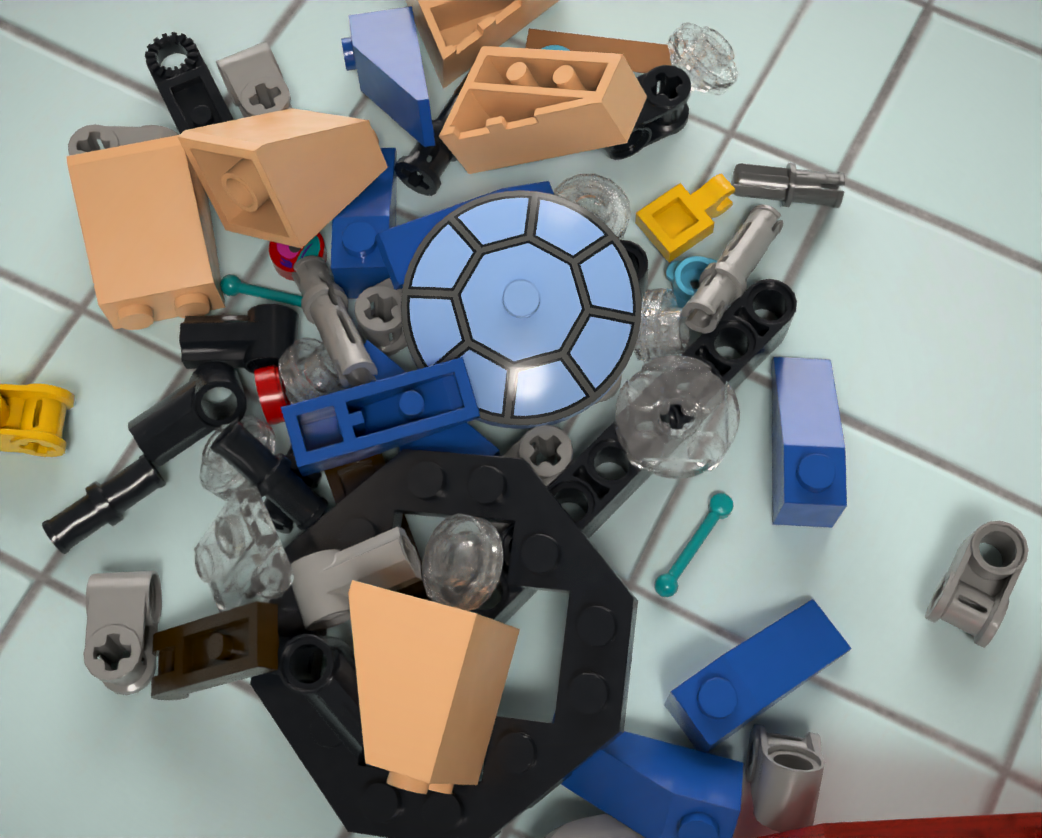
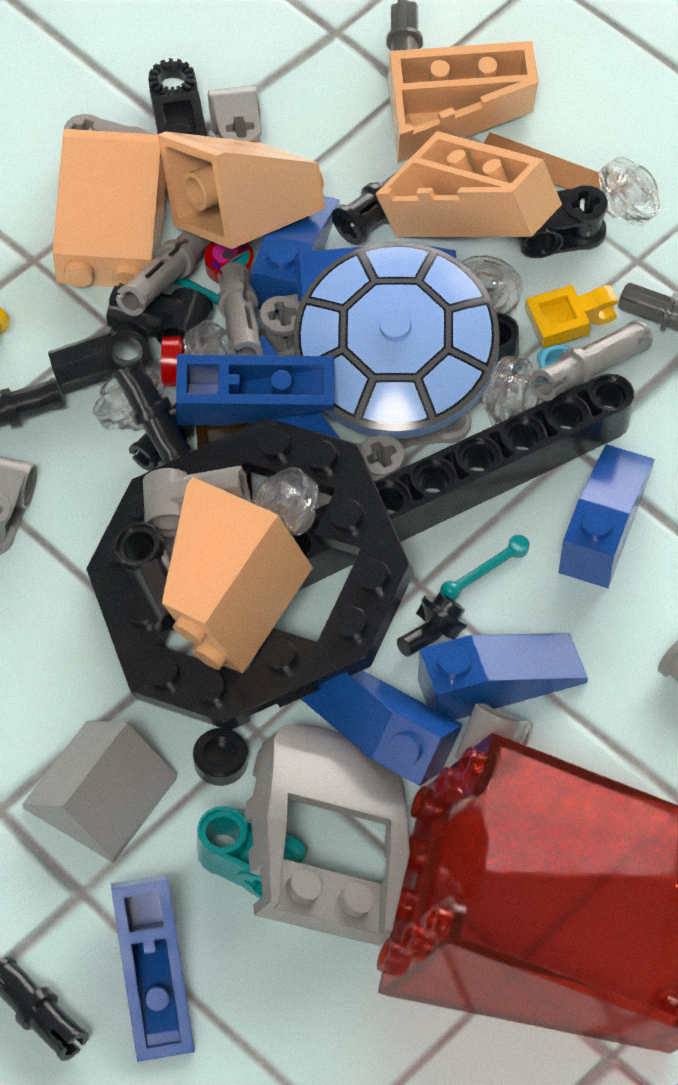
camera: 15 degrees right, 10 degrees down
(216, 650) = (66, 526): dark brown plate -> none
(238, 274) = (173, 261): none -> light grey pin
(242, 549) = (108, 472): clear plate -> none
(391, 68) = (355, 130): slope -> none
(670, 451) = (495, 479): clear plate -> none
(670, 624) = (440, 617): none -> black plate

